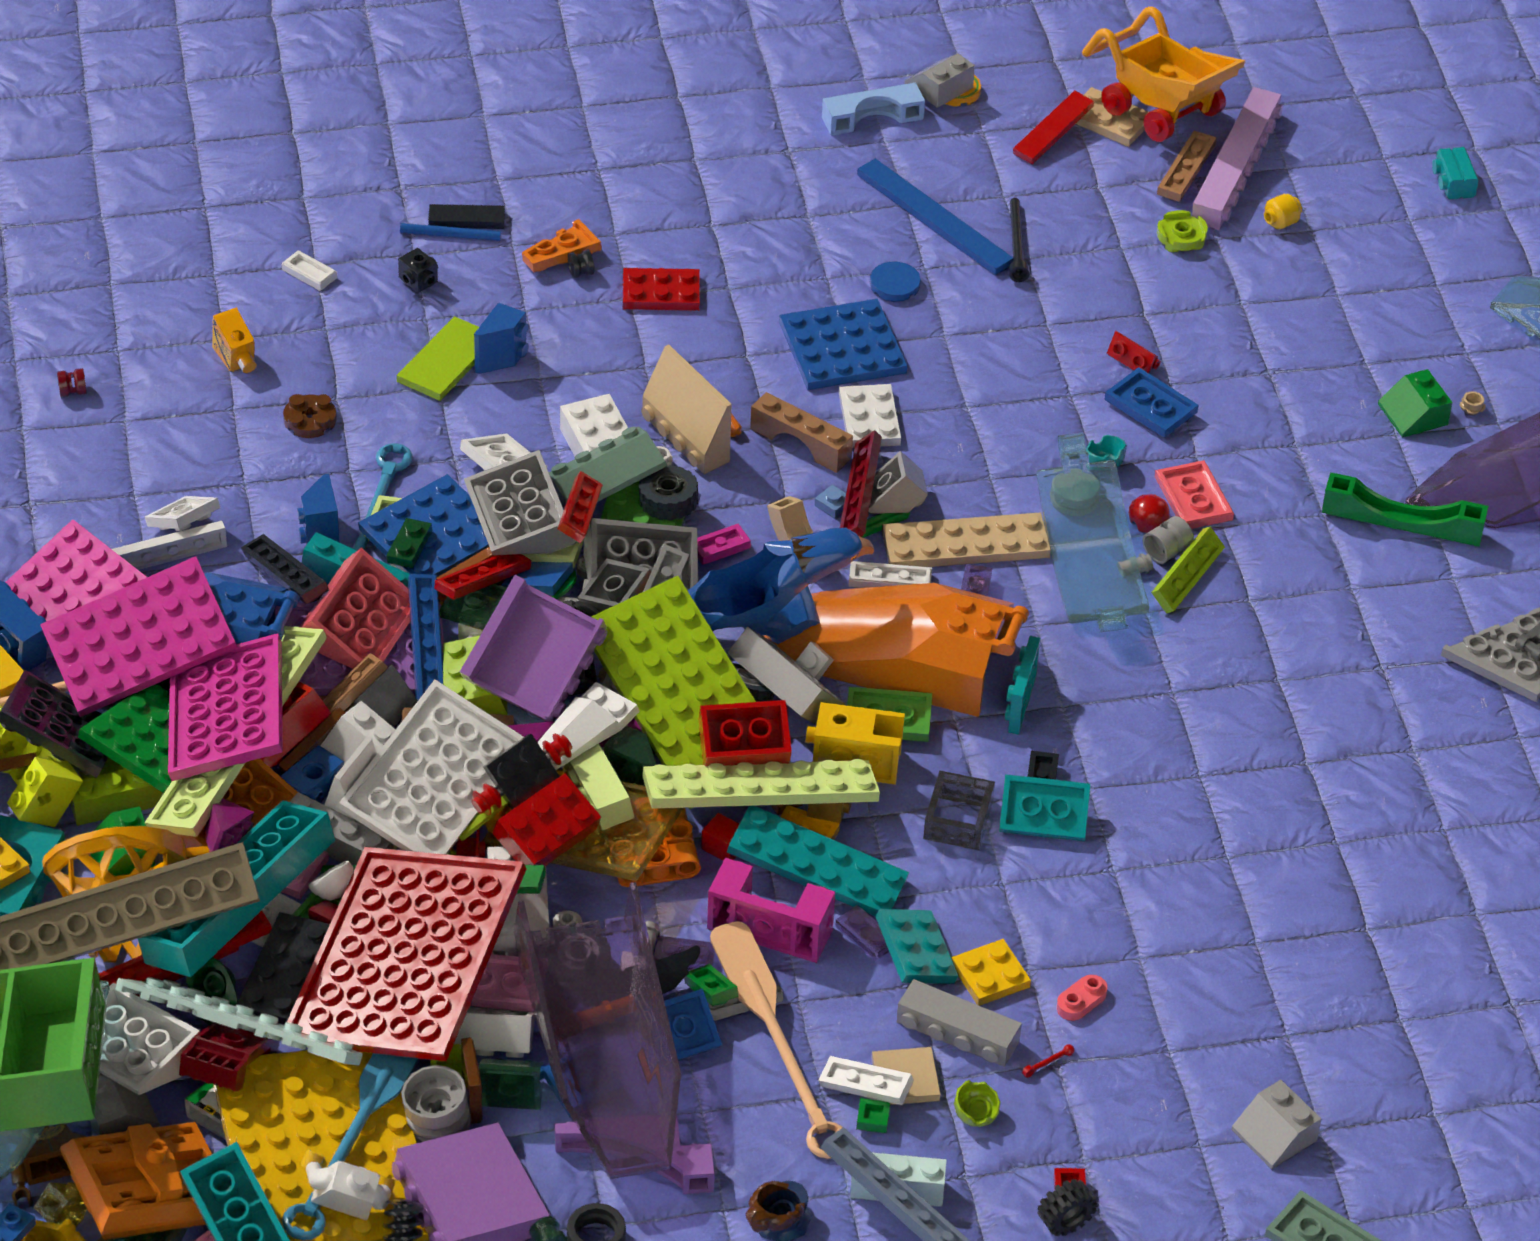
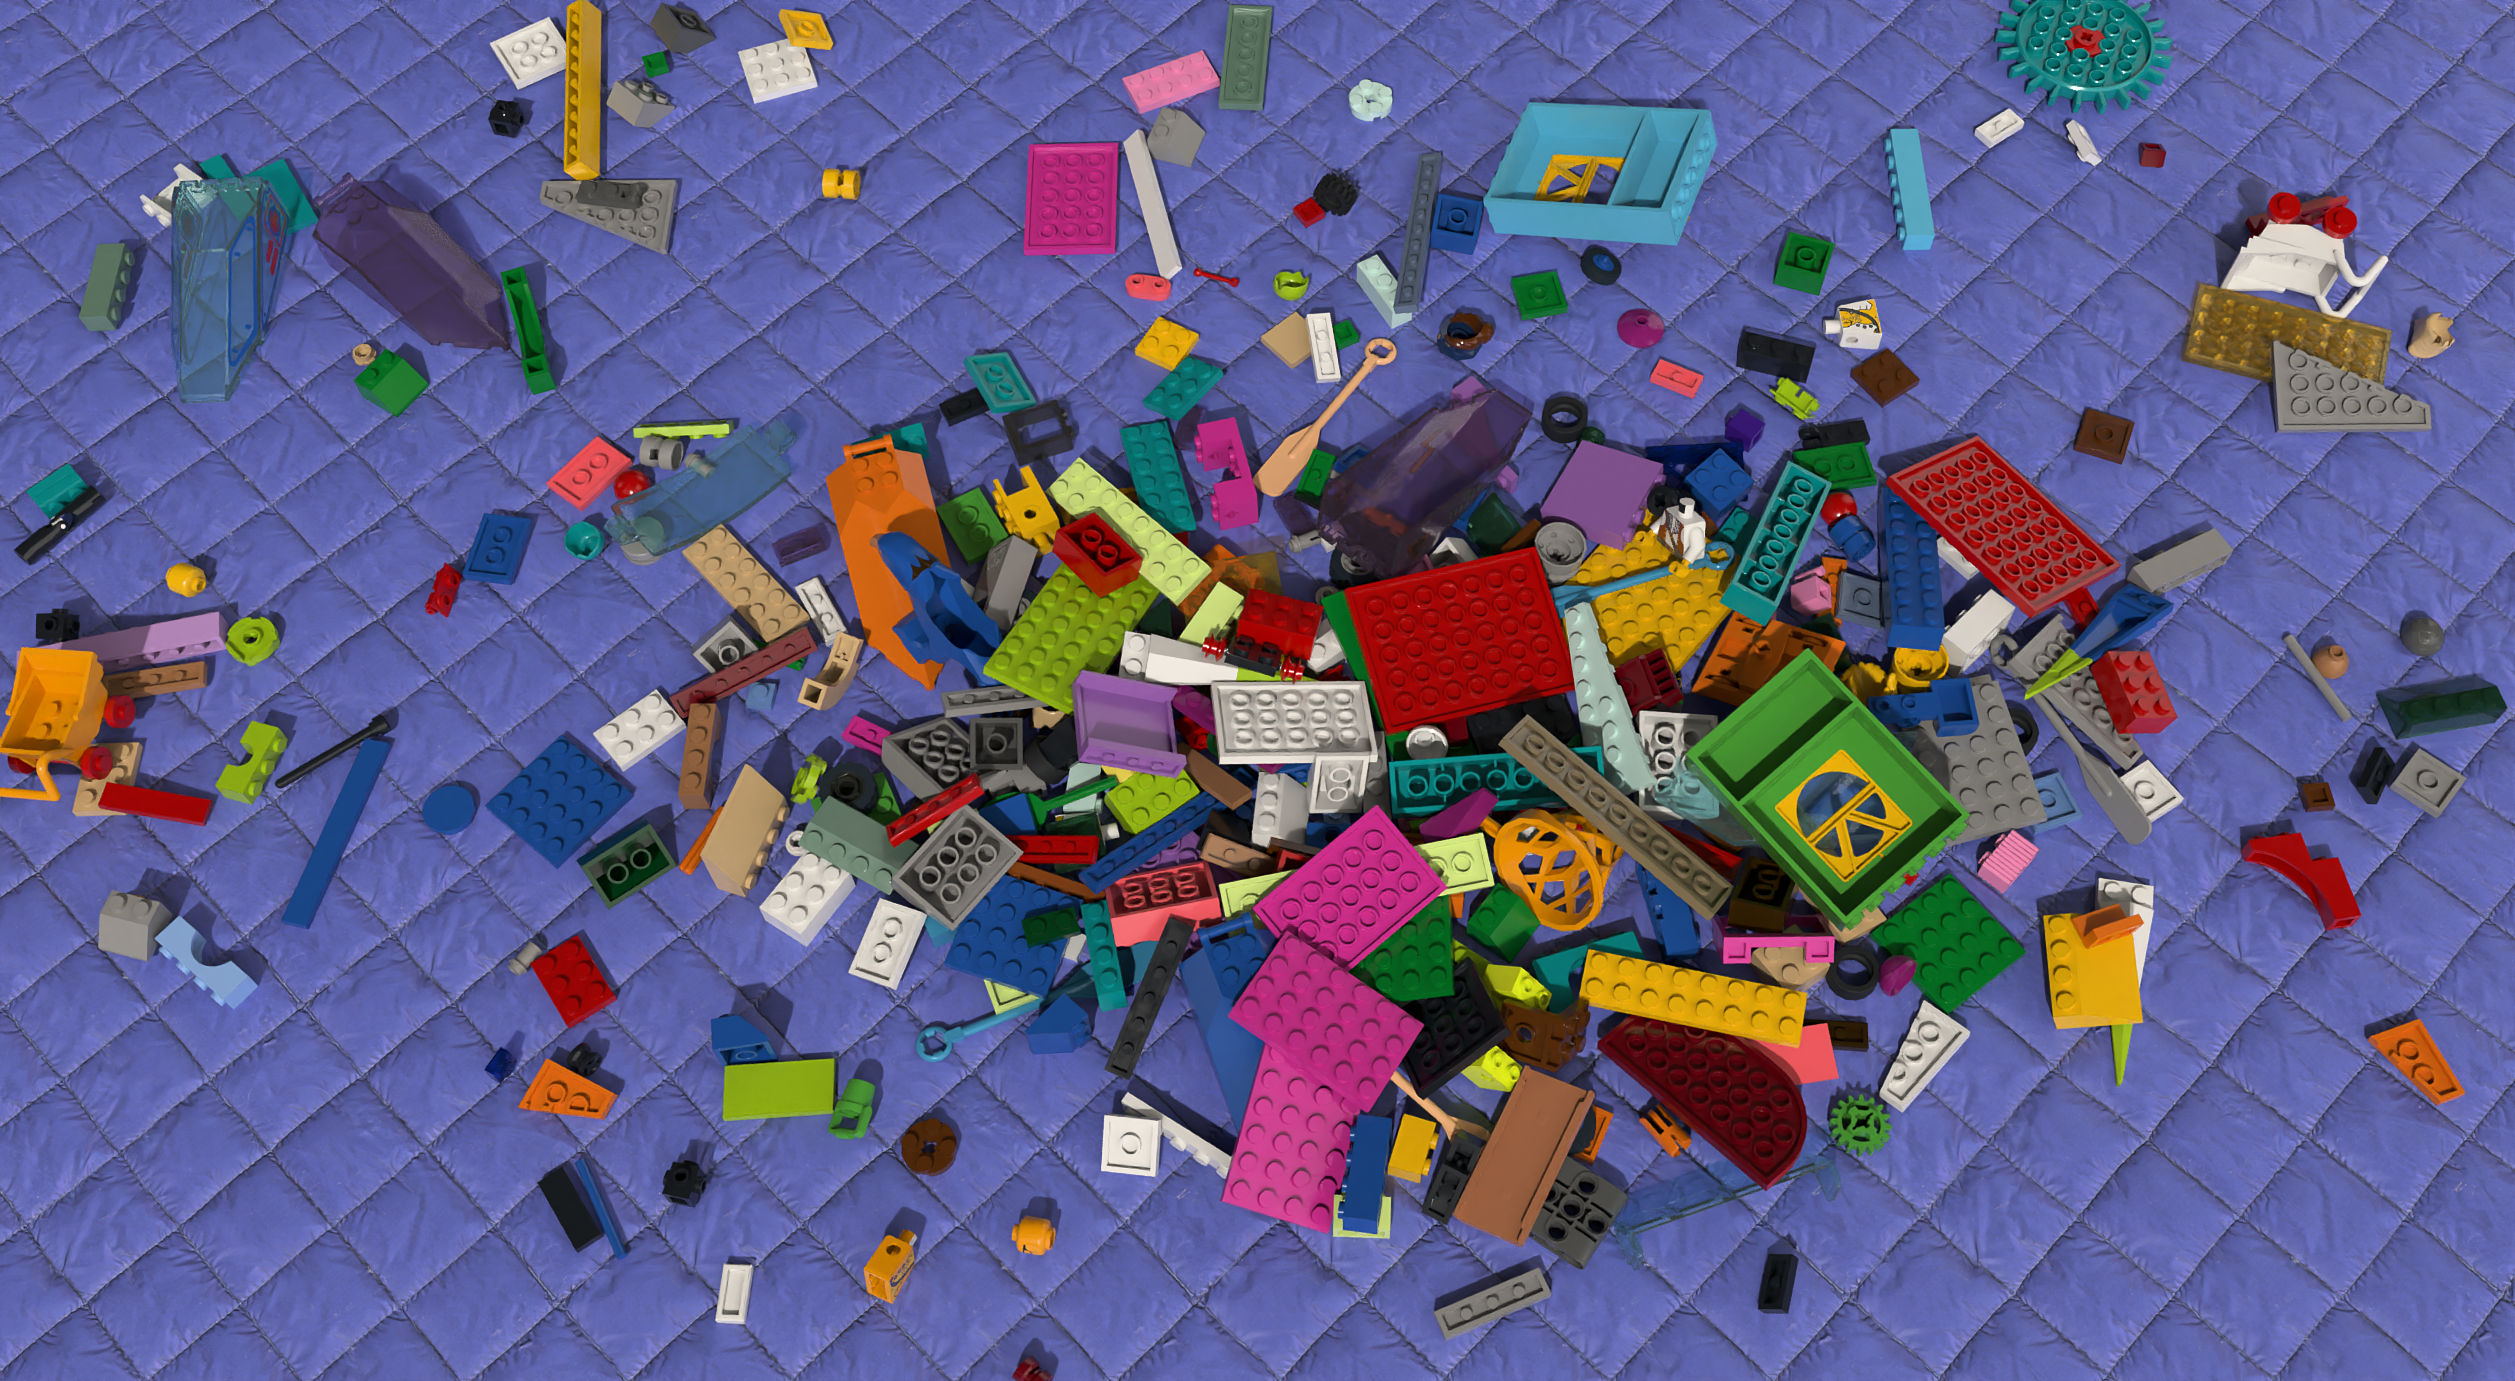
camera: 120 degrees left, 15 degrees up
(173, 430) = (1034, 1235): none -> light orange head
(382, 382) = (856, 1105): none -> bright green piece
(622, 221) = (501, 1065): none -> clear blue plate
(705, 264) = (524, 958): none -> light grey pin
(708, 478) = (806, 778): none -> lime plate
(740, 351) = (626, 862): none -> slope
(958, 1022) = (1230, 332): light grey brick -> none
(1058, 201) = (246, 781): none -> lime arch
(1190, 1053) = (1152, 205): none -> white tile
(1259, 994) = (1071, 199): none -> dark pink plate
(1292, 126) = (57, 626): none -> black brick
(1377, 1177) = (1171, 82): none -> bright pink plate
(1415, 164) = (49, 535): none -> black piece
(1427, 814) = (837, 183): none -> yellow wheel

